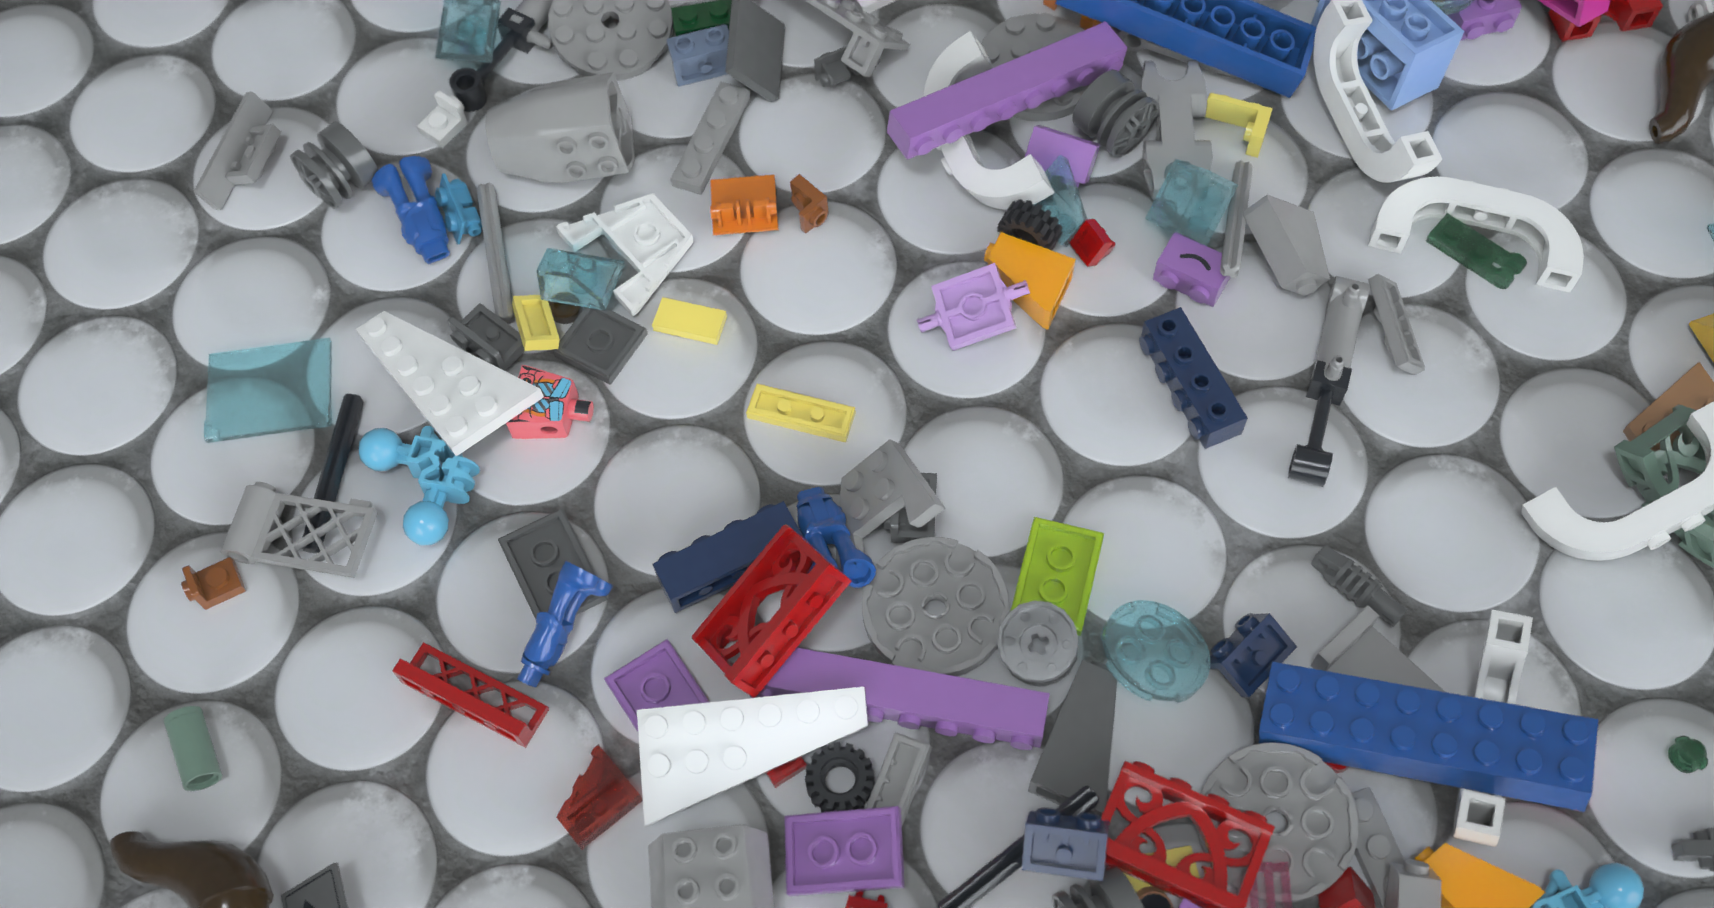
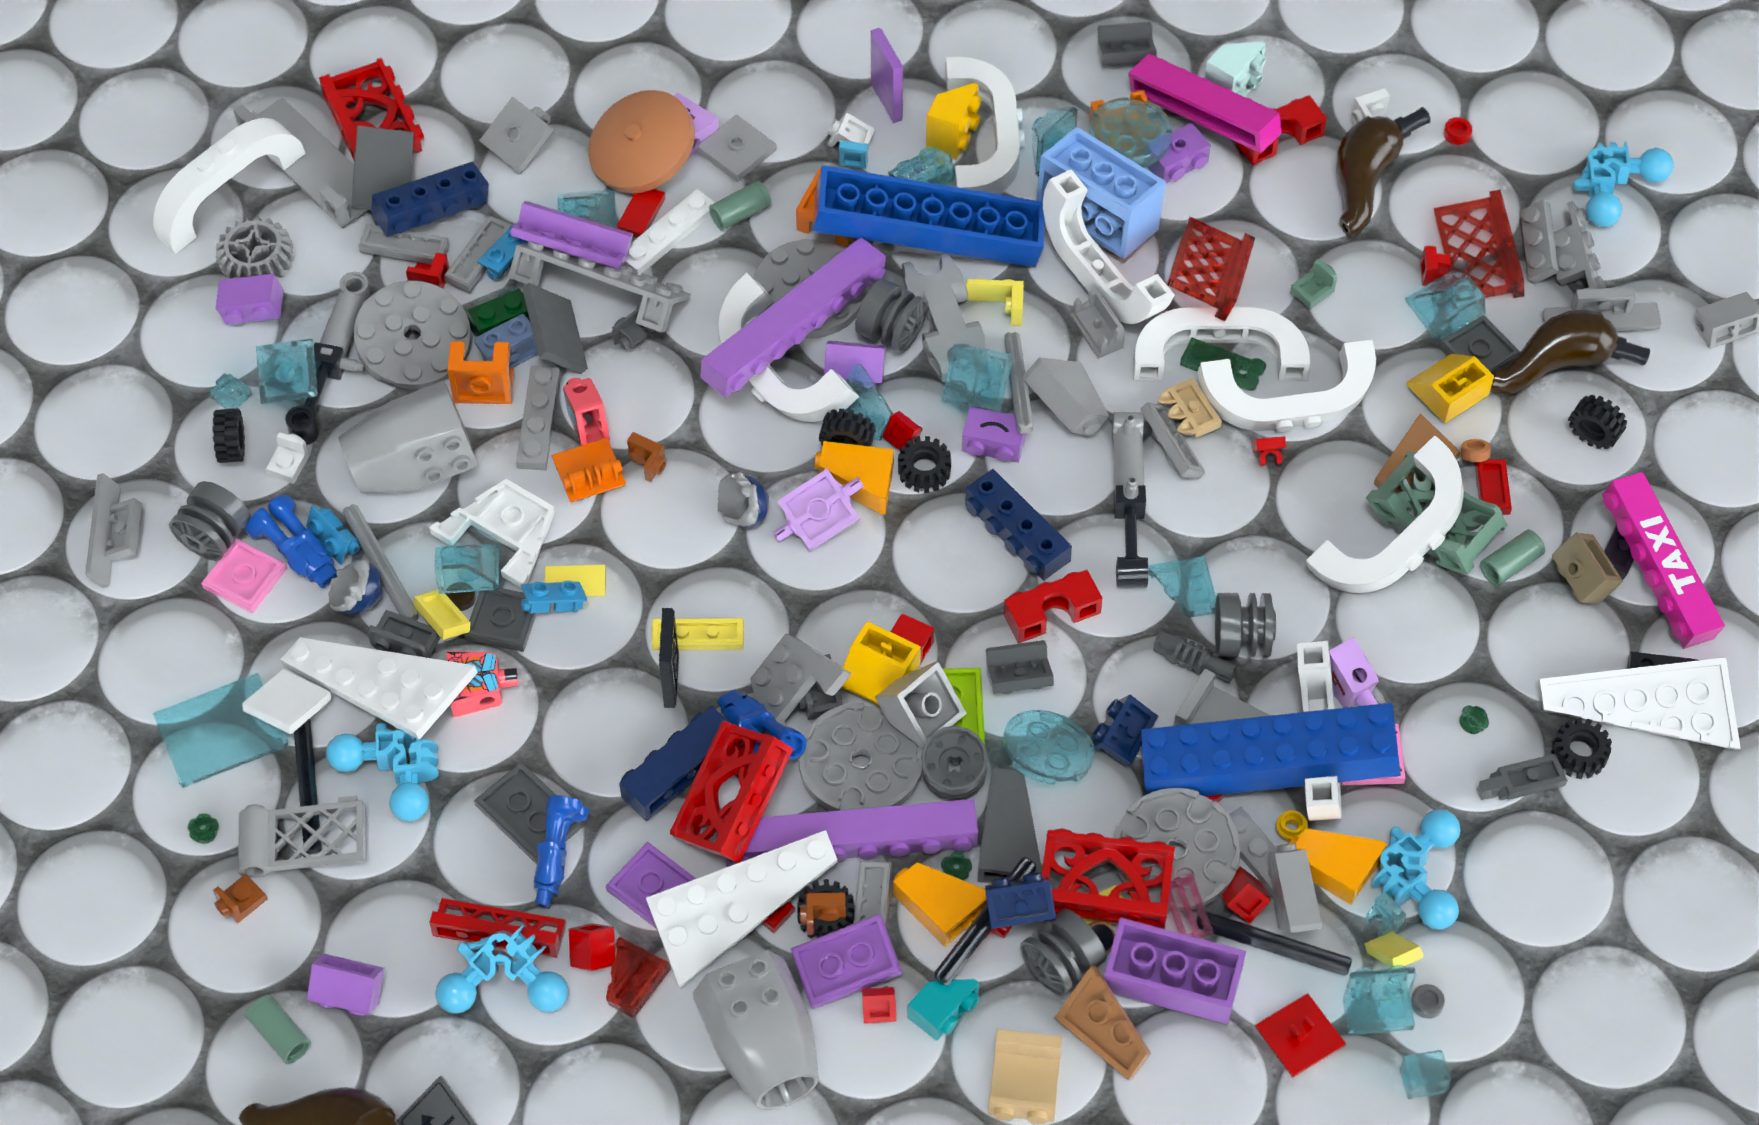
camera: 20 degrees left, 5 degrees down
(213, 499) = (205, 835): none -> clear green plate
(279, 717) = (345, 984): none -> medium lavender brick
(341, 377) = (286, 701): none -> white tile
(355, 231) = (244, 576): none -> bright pink tile
(388, 82) = (228, 435): none -> black tyre
(397, 760) = (458, 992): none -> medium azure piece
(413, 40) = (230, 392): none -> clear light blue tile
(457, 273) = (355, 588): none -> light grey hair
(563, 748) = (591, 946): none -> red panel
(641, 328) = (565, 595): none -> dark azure hinge
(661, 83) = (481, 380): none -> orange panel
(751, 433) = (669, 658): none -> black tile
(755, 130) = (581, 399): none -> coral torso
(836, 781) = (823, 906): none -> dark orange bracket
(894, 276) = (742, 500): none -> light grey hair
(974, 806) = (939, 900): none -> light orange slope
(988, 502) = (878, 660): none -> yellow slope
(1011, 777) = (957, 858): none -> clear green plate
(1021, 561) = (921, 703): none -> light grey slope
(1032, 479) = (915, 632): none -> red panel
(1108, 268) = (924, 450): none -> black tyre
(1148, 545) = (1018, 667): none -> dark grey bracket
(1235, 474) = (1073, 593): none -> red arch
(1344, 175) = (1098, 324): none -> light grey hinge
(1372, 496) = (1187, 584): none -> clear light blue wing
(1428, 292) = (1192, 407): none -> tan plate
(1434, 821) = (1291, 817): none -> yellow plate
(1438, 566) = (1244, 625): none -> dark grey wheel
(1474, 296) = (1286, 412): none -> white arch
(1508, 356) = (1269, 445): none -> red tile
(1511, 151) = (1229, 273): none -> clear red fence
(1550, 664) = (1352, 675): none -> lavender torso
(1606, 186) = (1315, 285): none -> sand green bracket

